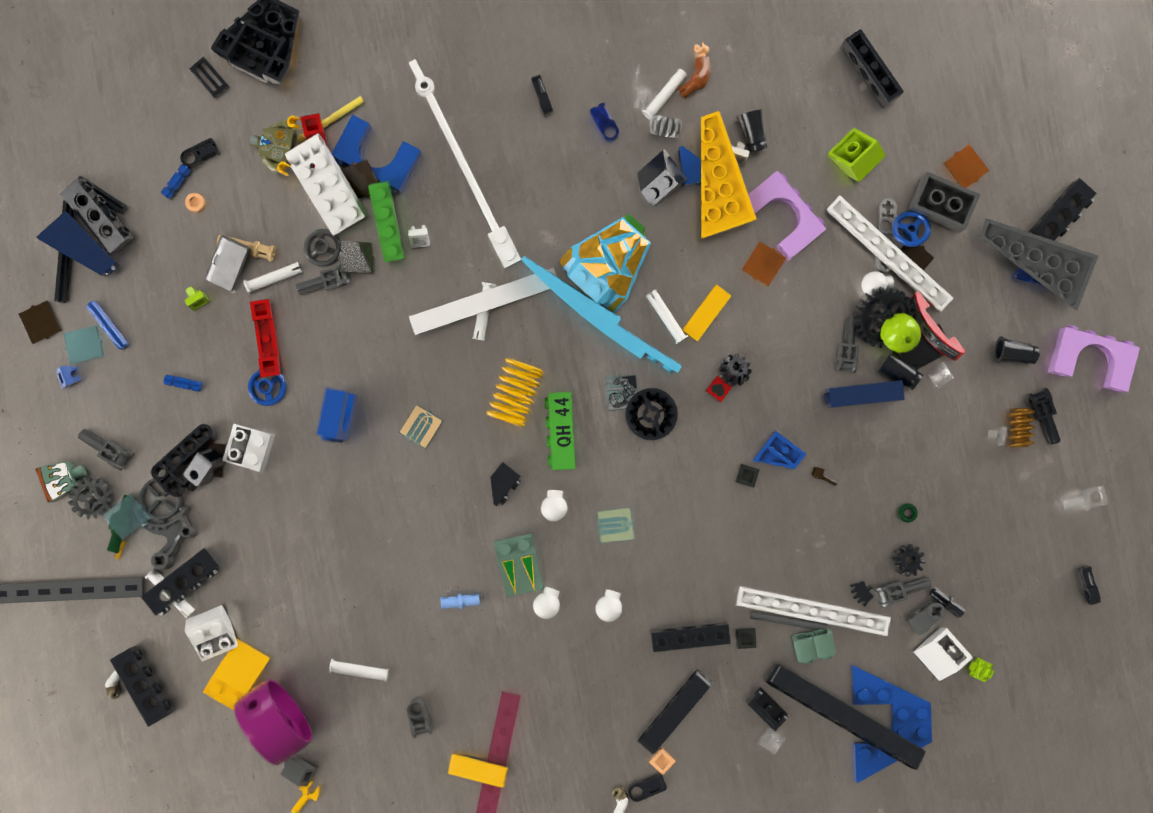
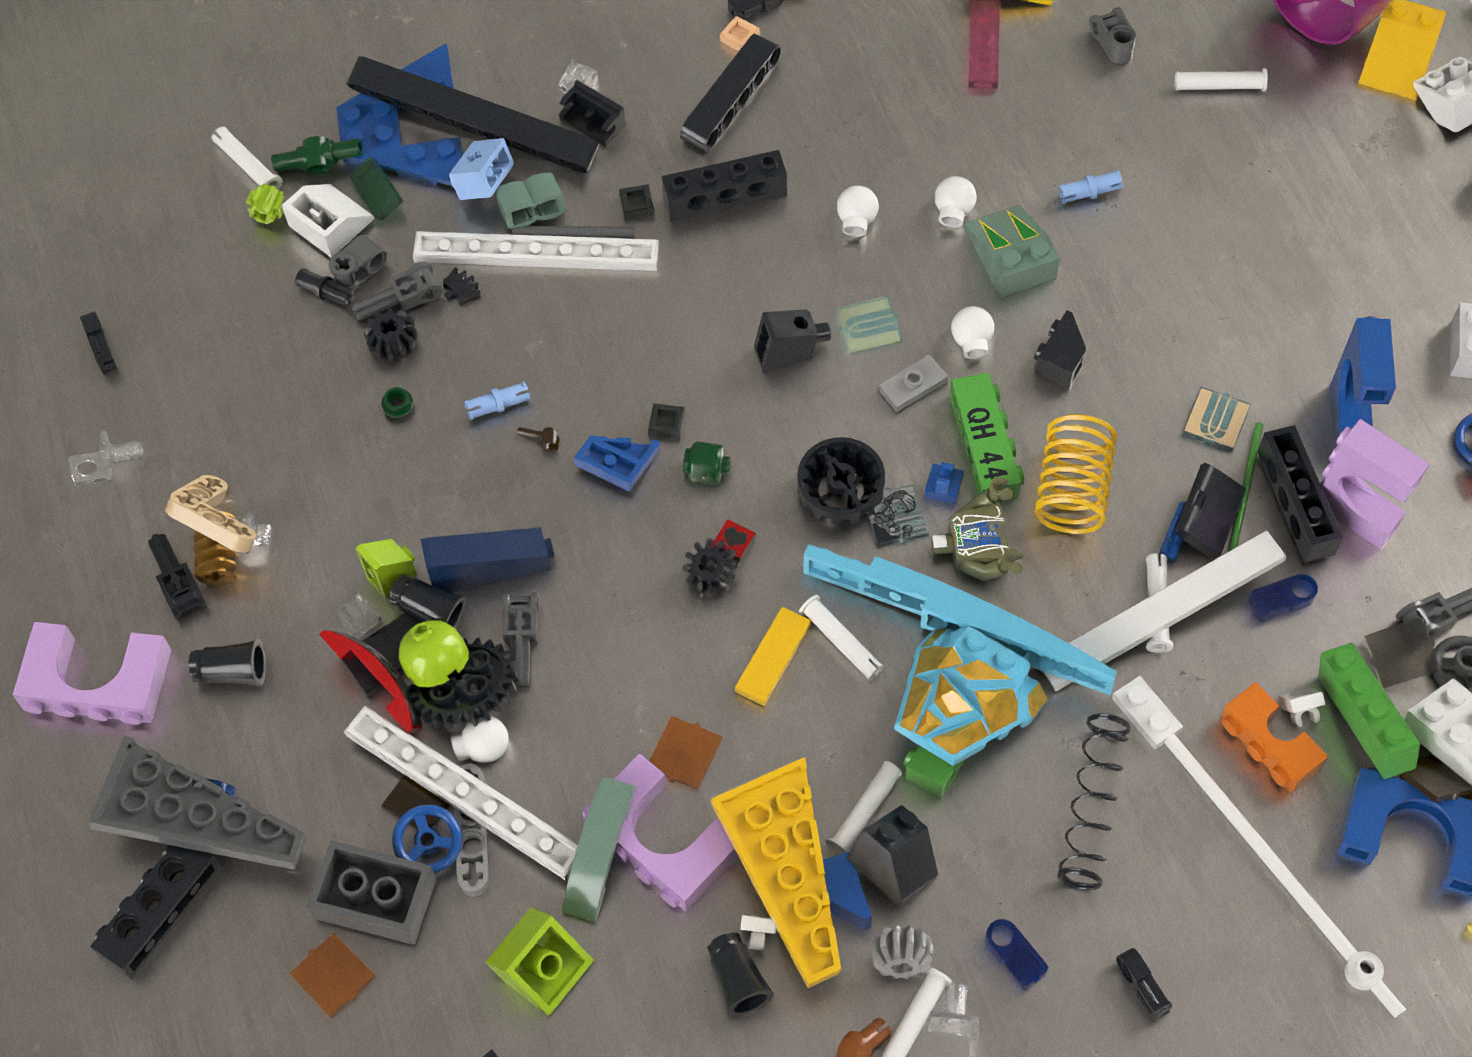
camera: 175 degrees right, 25 degrees down
(350, 349) = (1380, 460): none -> lavender arch
(387, 362) = (1300, 493): none -> black brick
(413, 305) = (1280, 596): none -> clear blue piece
(417, 373) = (1247, 484): none -> bright green axle
(431, 204) = (1288, 761): none -> orange arch
(441, 361) = (1210, 511): none -> black piece
(462, 354) = (1173, 542): none -> blue axle
(570, 157) = (1084, 872): none -> black piece
(577, 364) = (979, 536): none -> olive torso
(590, 407) = (944, 482): none -> blue tile
(596, 478) = (913, 383): none -> light grey plate
(671, 213) = (864, 808): none -> white pin
(674, 515) = (788, 338): none -> black torso
(728, 440) = (706, 463): none -> dark green head
(819, 209) = (597, 848): none -> sand green slope
(843, 670) = (481, 169): none -> light blue brick
(847, 504) = (497, 400): none -> light blue pin
(910, 672) = (375, 188): none -> clear green tile
(922, 399) = (385, 563): none -> lime slope
(946, 703) = (317, 155): none -> dark green pin
(992, 708) = (245, 159): none -> white pin
(1032, 442) = (195, 508): none -> tan beam

